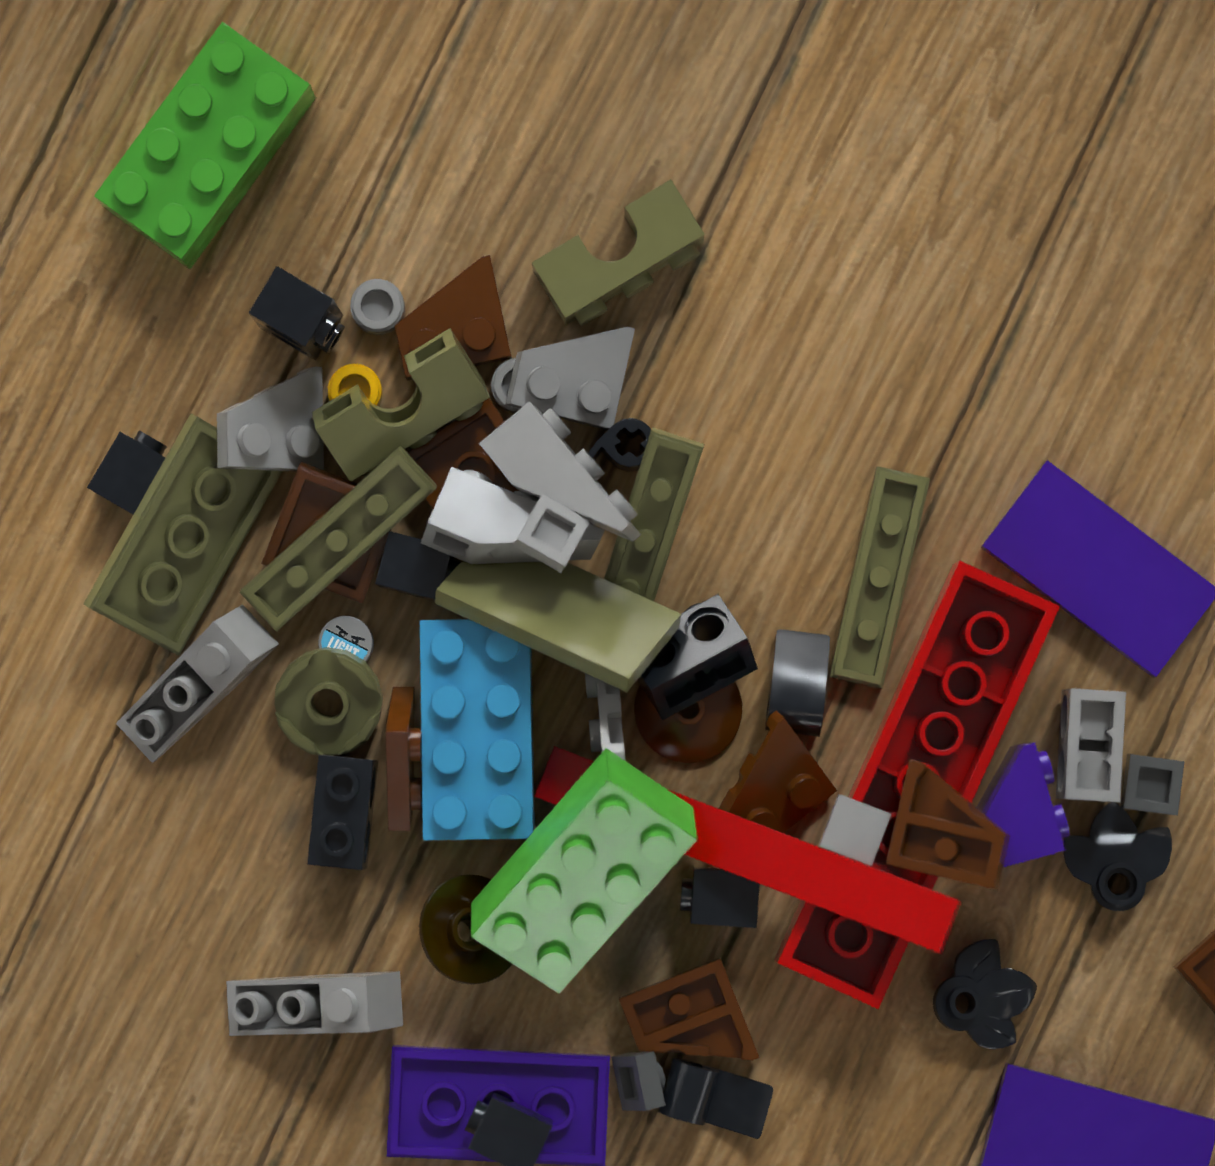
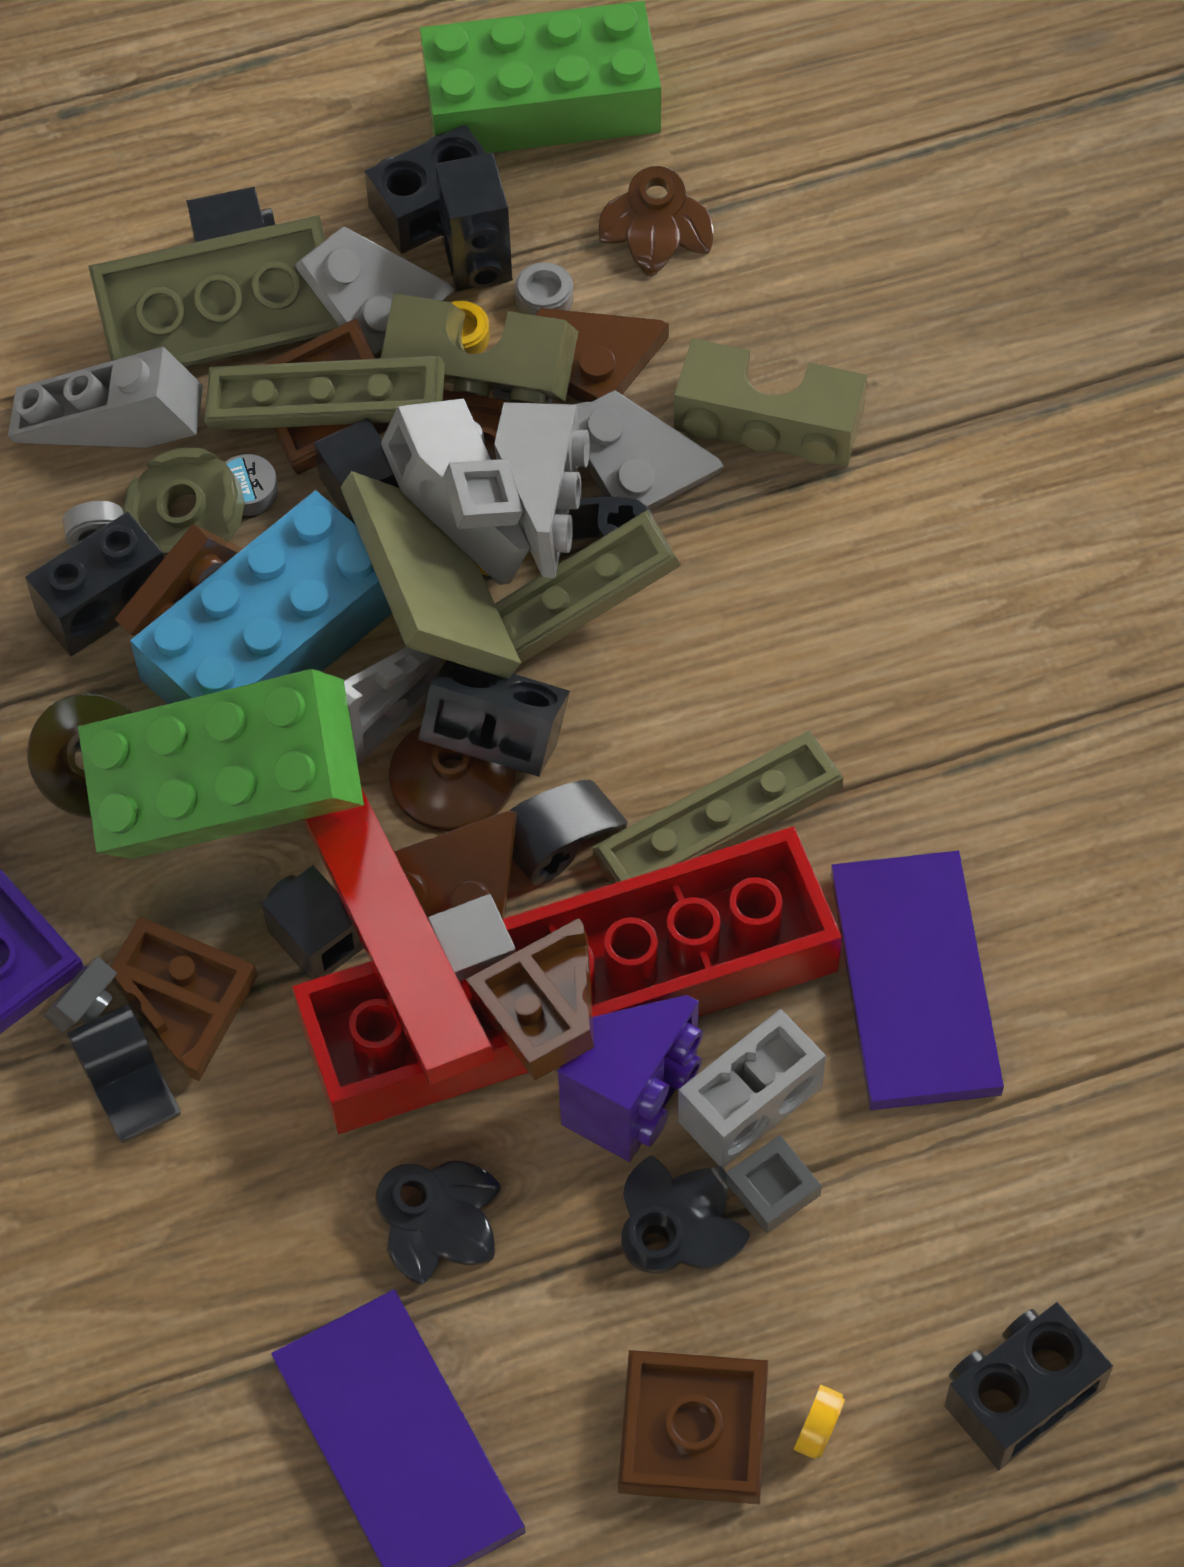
camera: 45 degrees right, 25 degrees down
(231, 304) = (405, 187): none -> black brick
(290, 774) = (88, 518): none -> light grey tile
(400, 185) = (656, 225): none -> reddish brown plate

